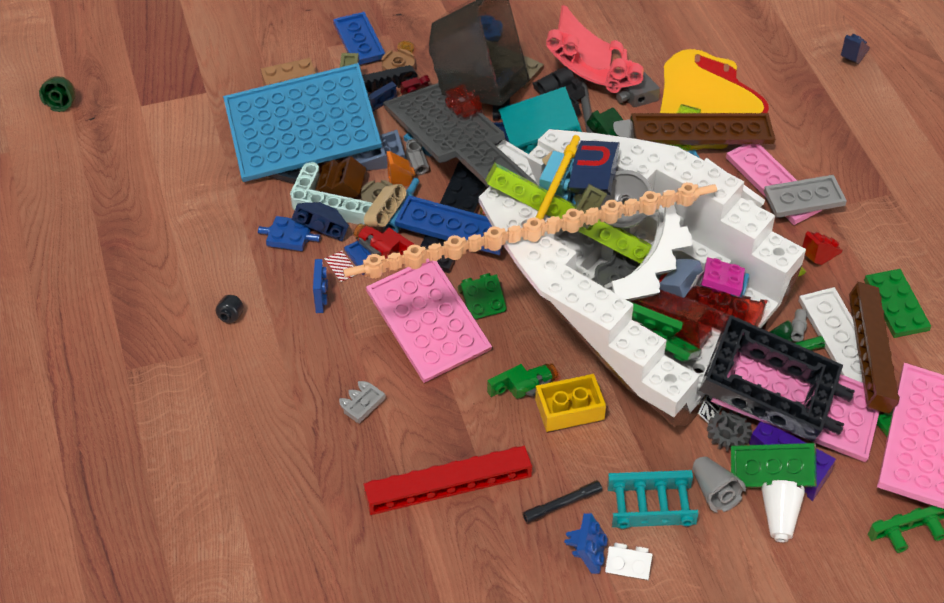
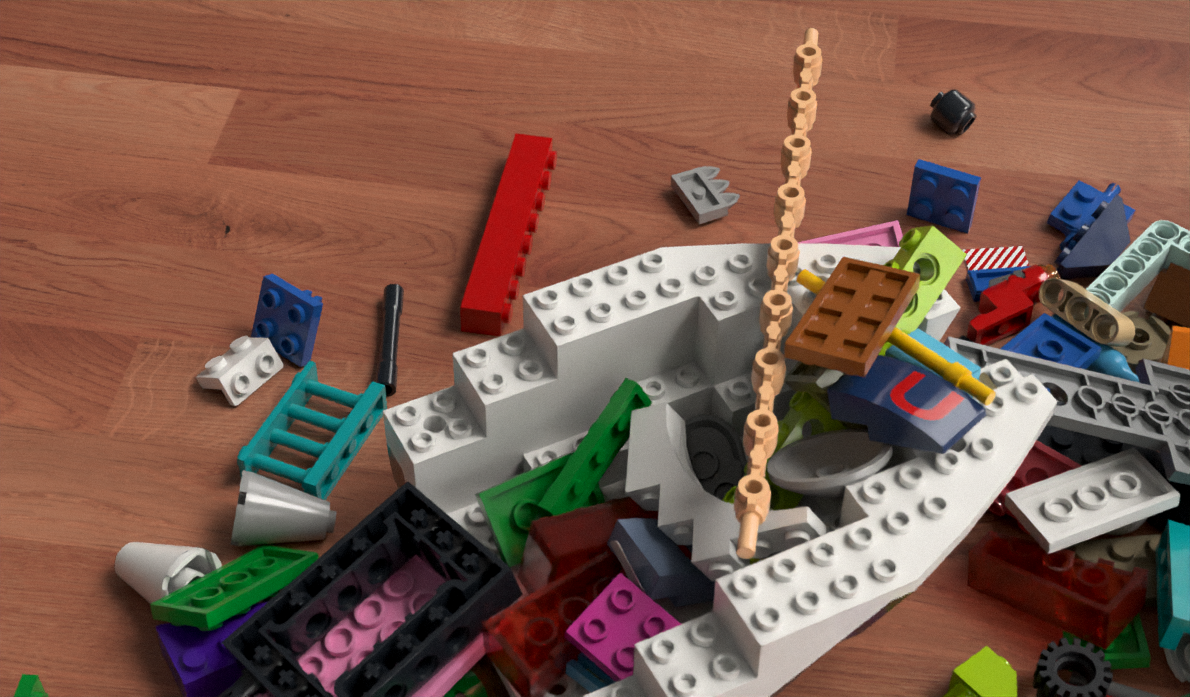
camera: 115 degrees right, 5 degrees down
(569, 182) = (852, 316): none -> dark orange plate

